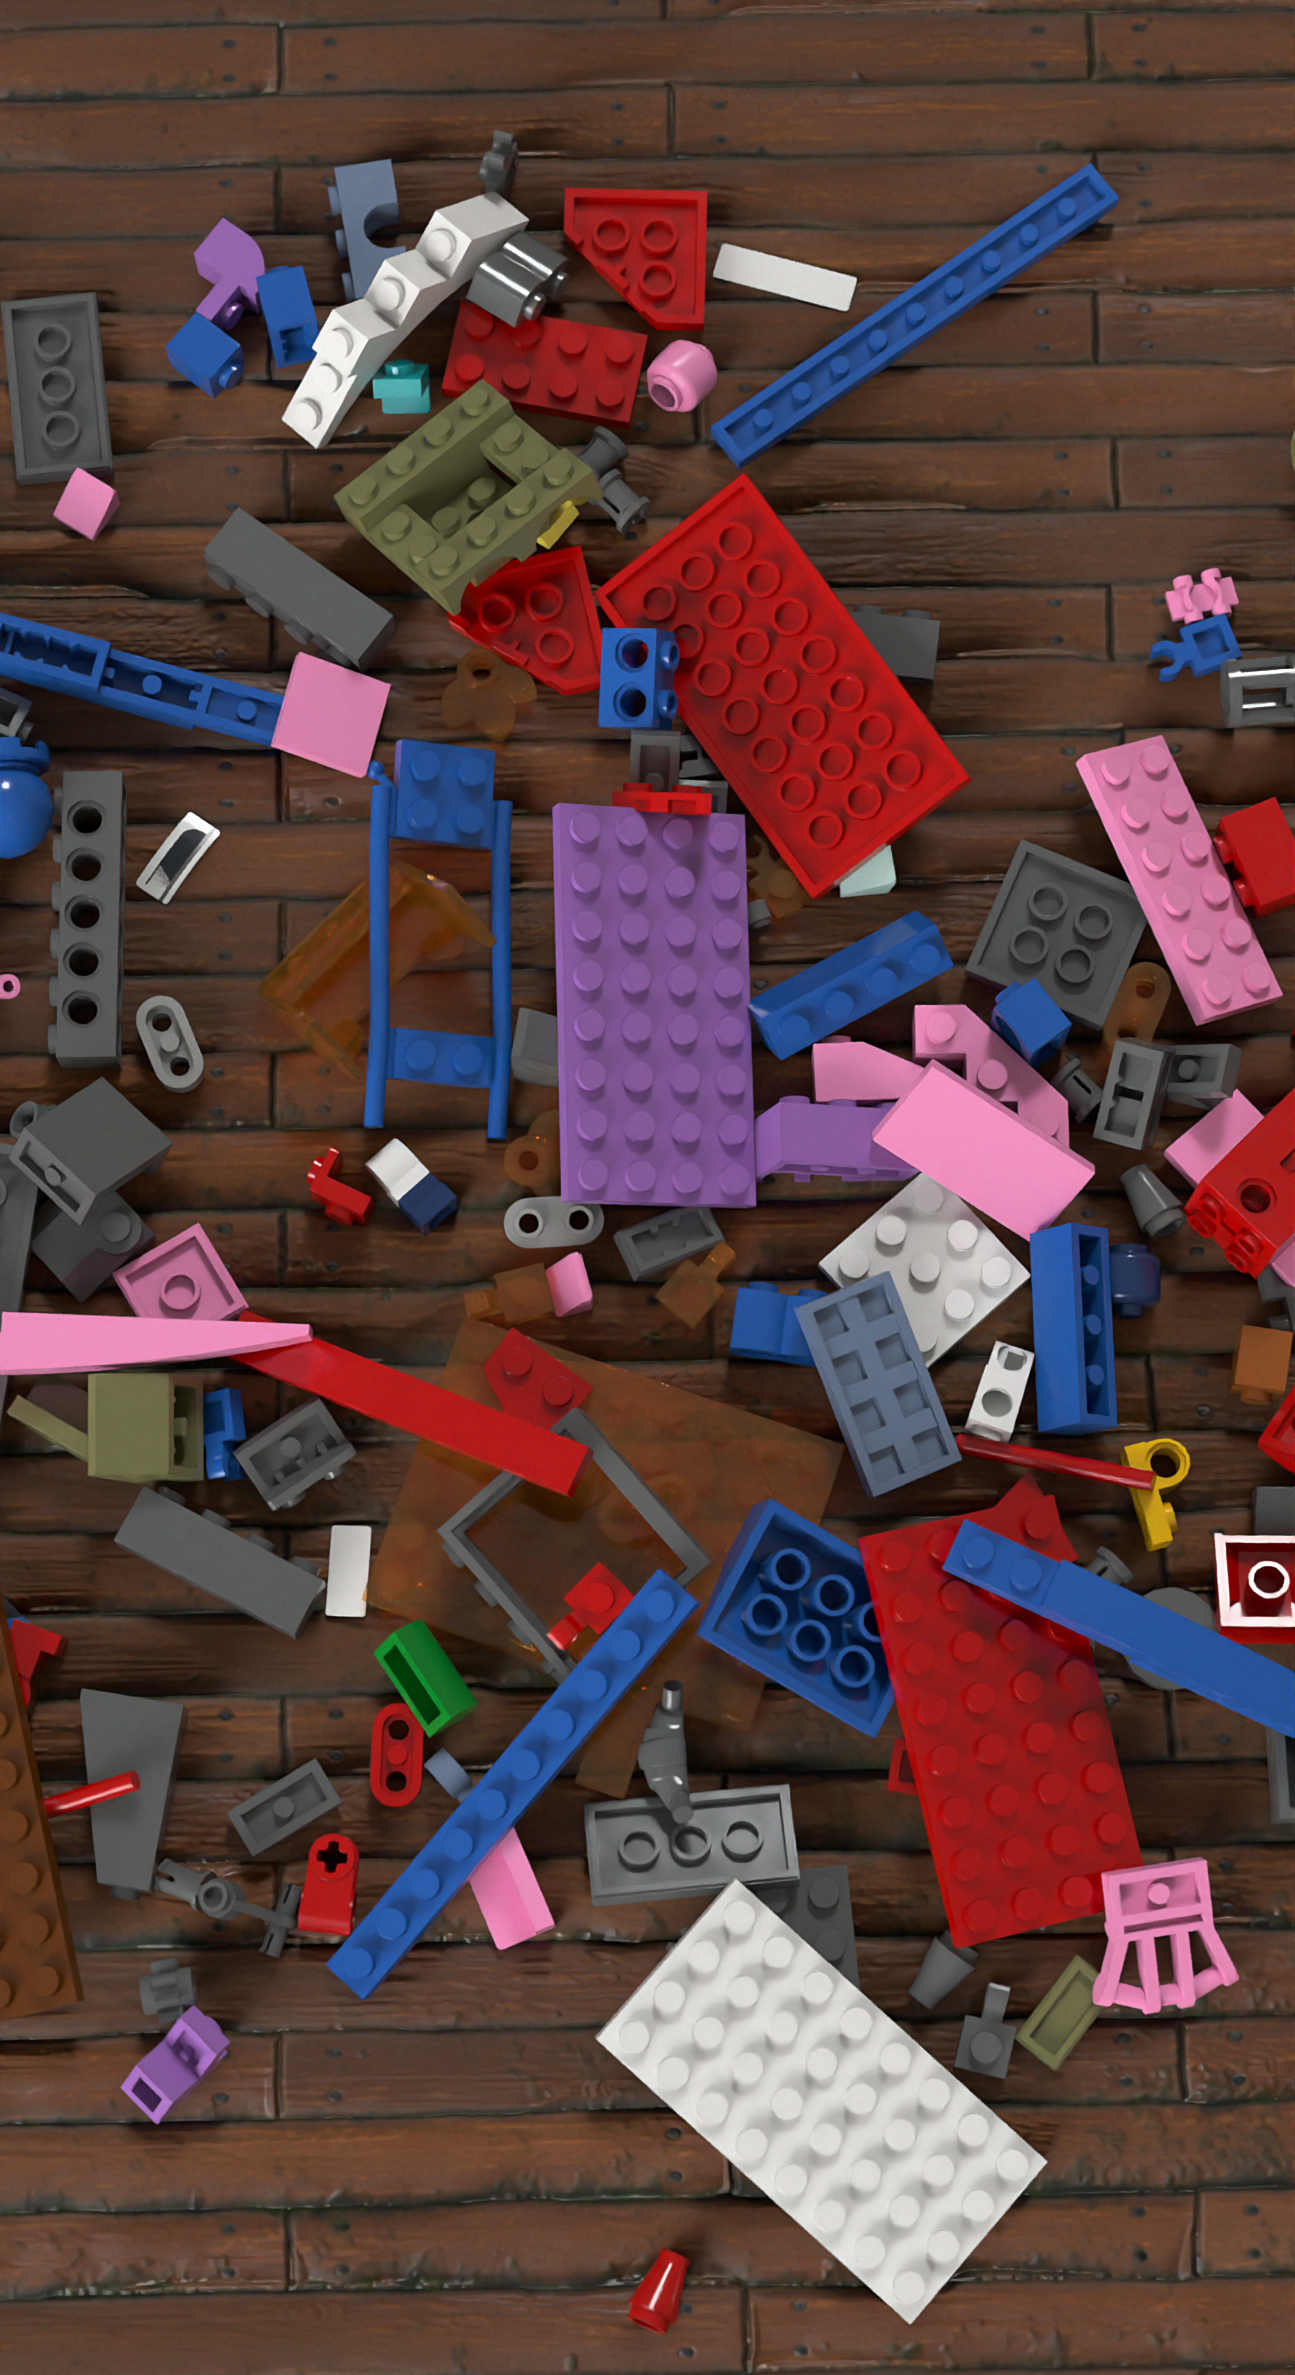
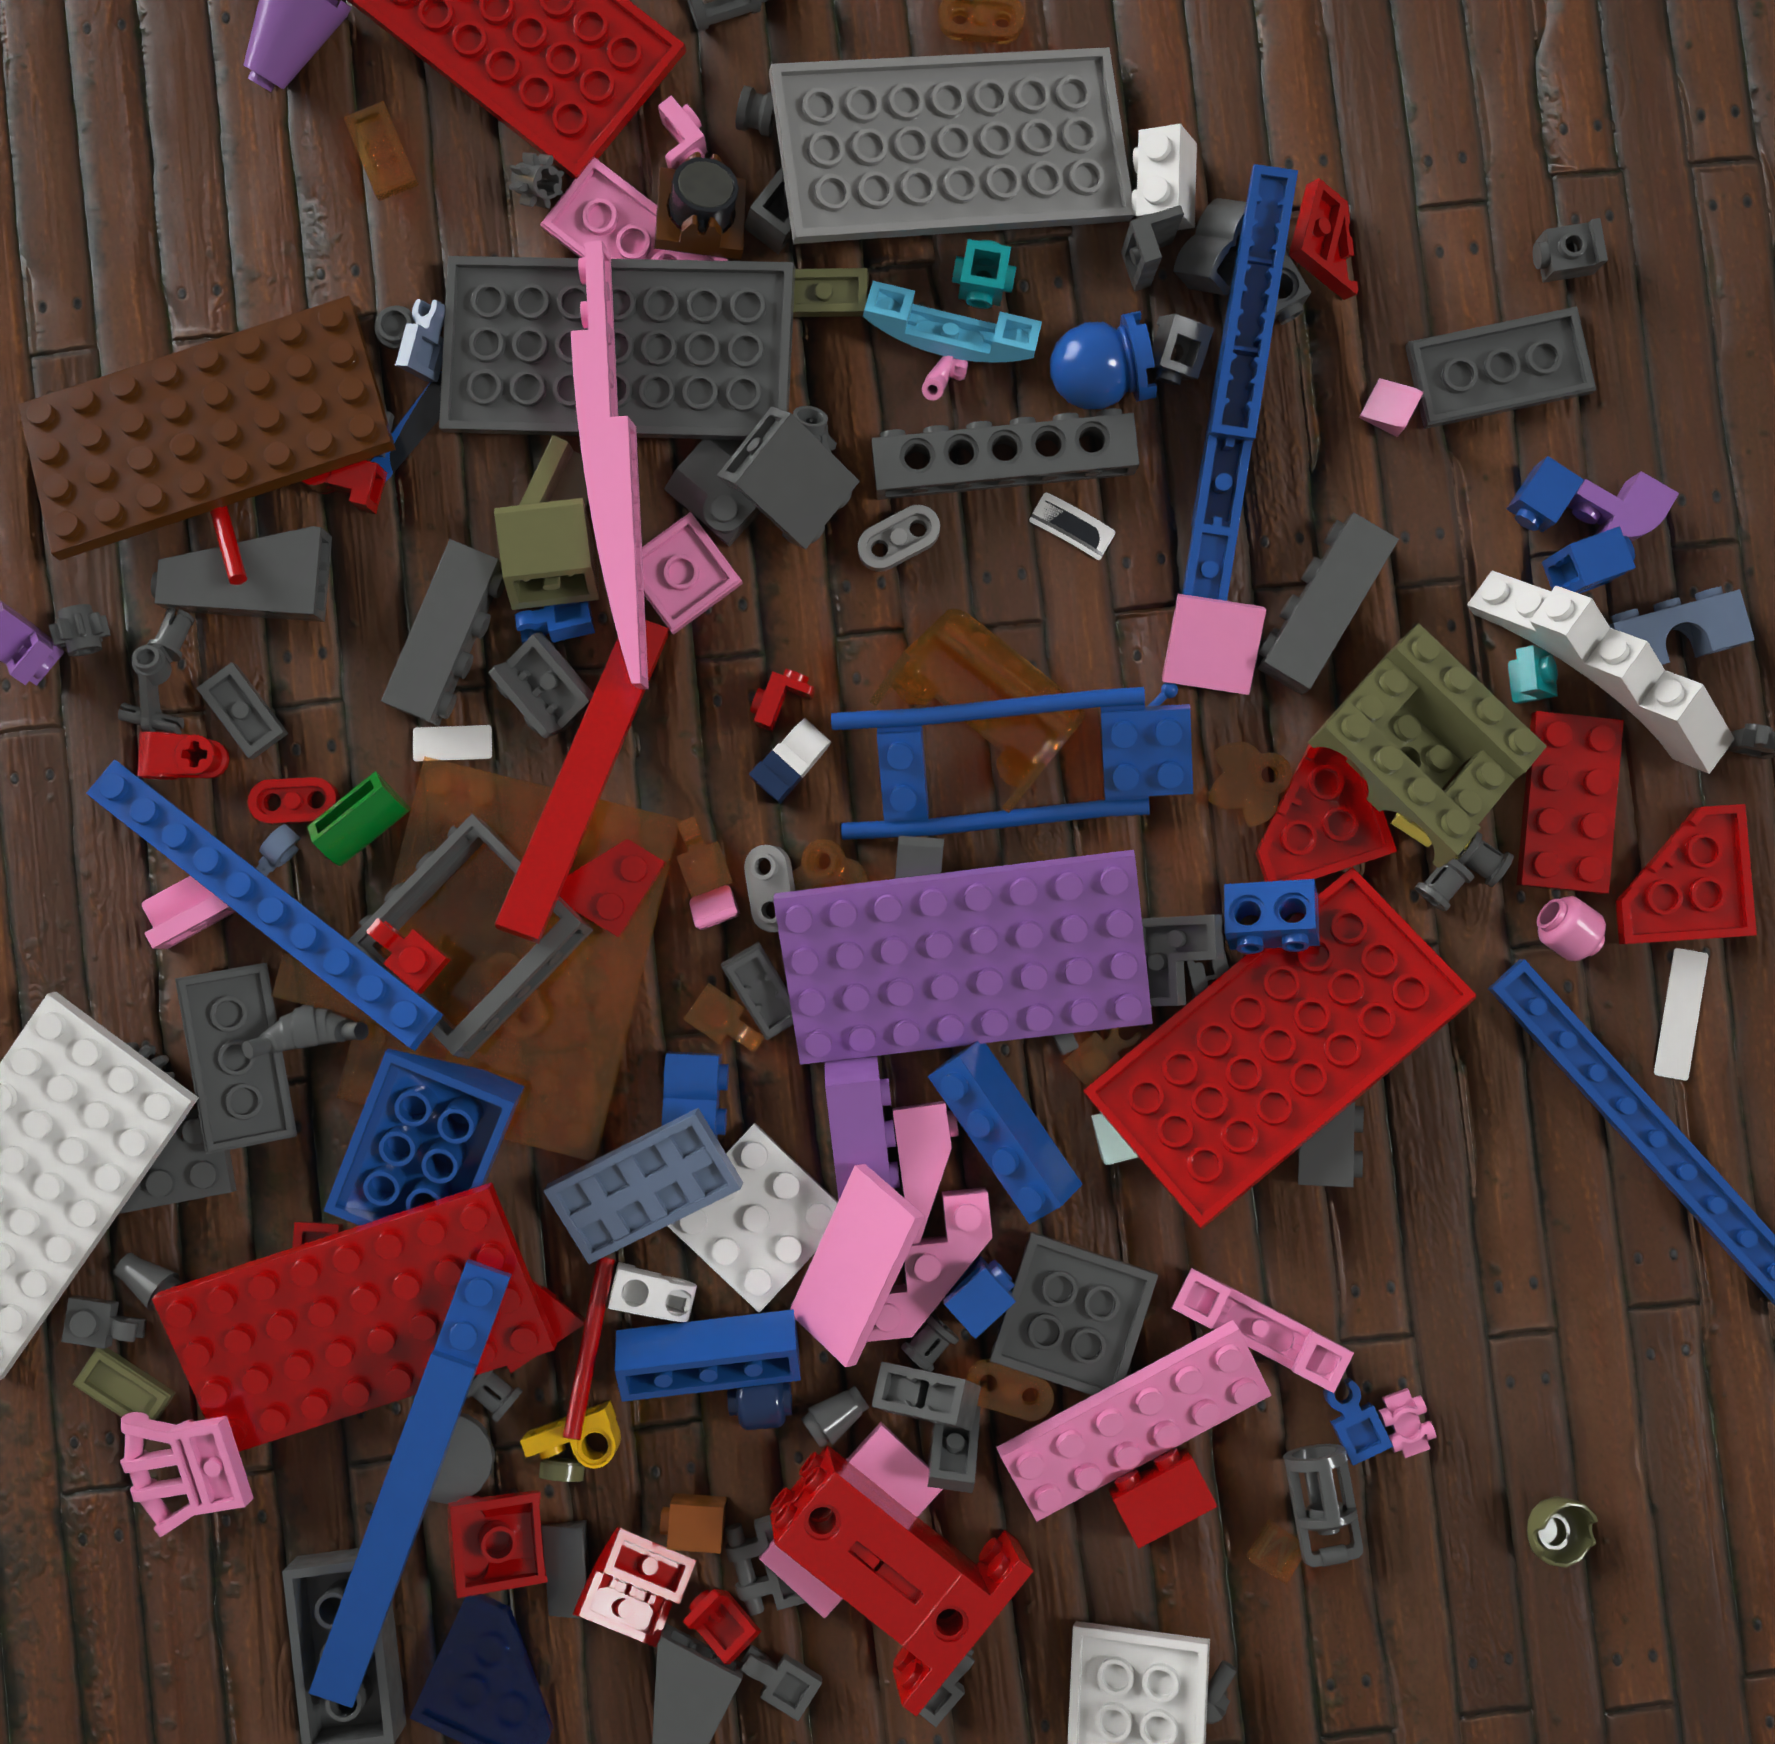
camera: 80 degrees right, 10 degrees up
(519, 279) = (1648, 770): dark grey brick -> none
(681, 801) = (1156, 967): red wing -> none
(1094, 728) = (1264, 1329): none -> bright pink slope
(1191, 1508) = (561, 1469): none -> olive tile

